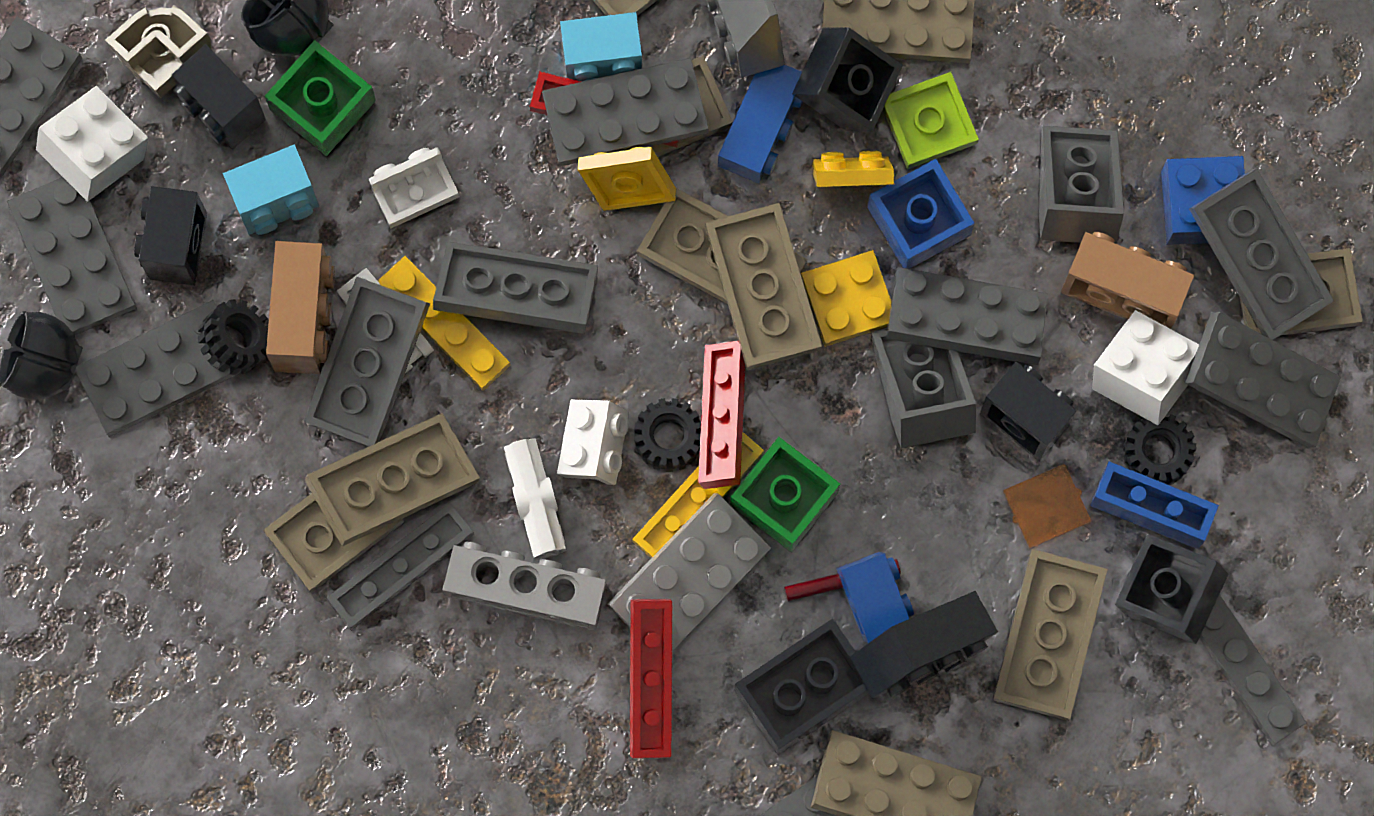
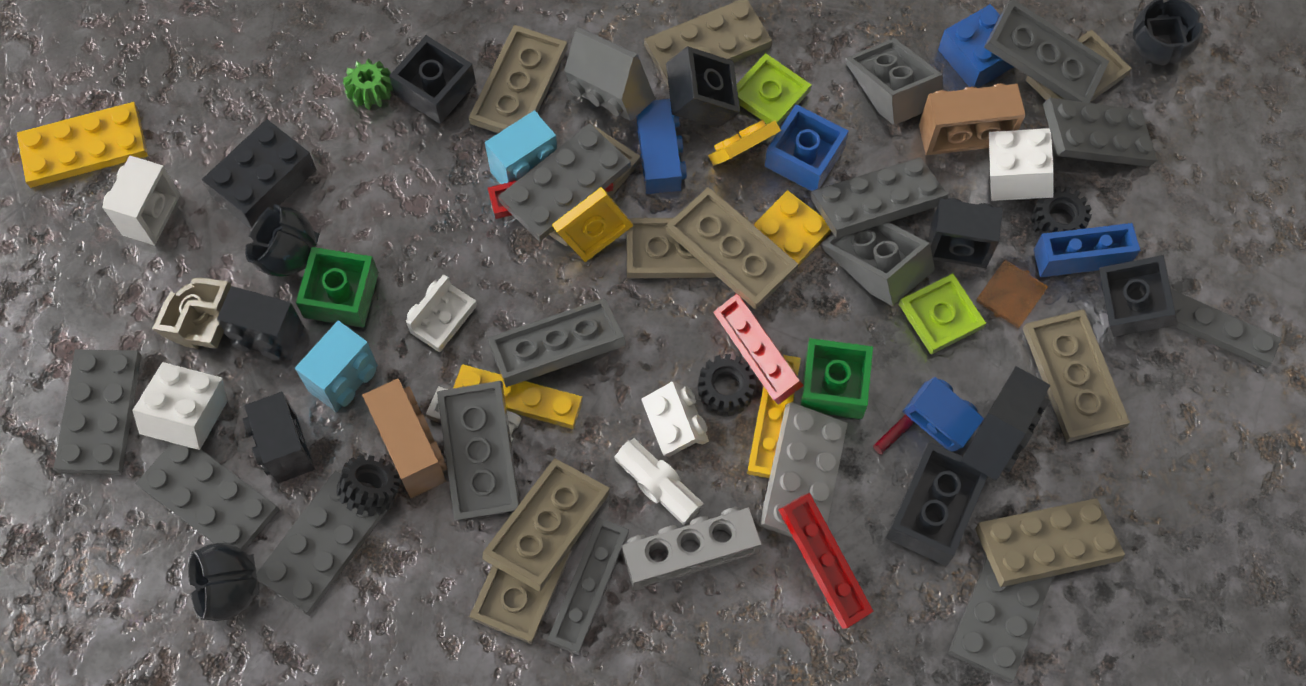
camera: 30 degrees left, 10 degrees down
(951, 486) = (942, 313): none -> lime plate

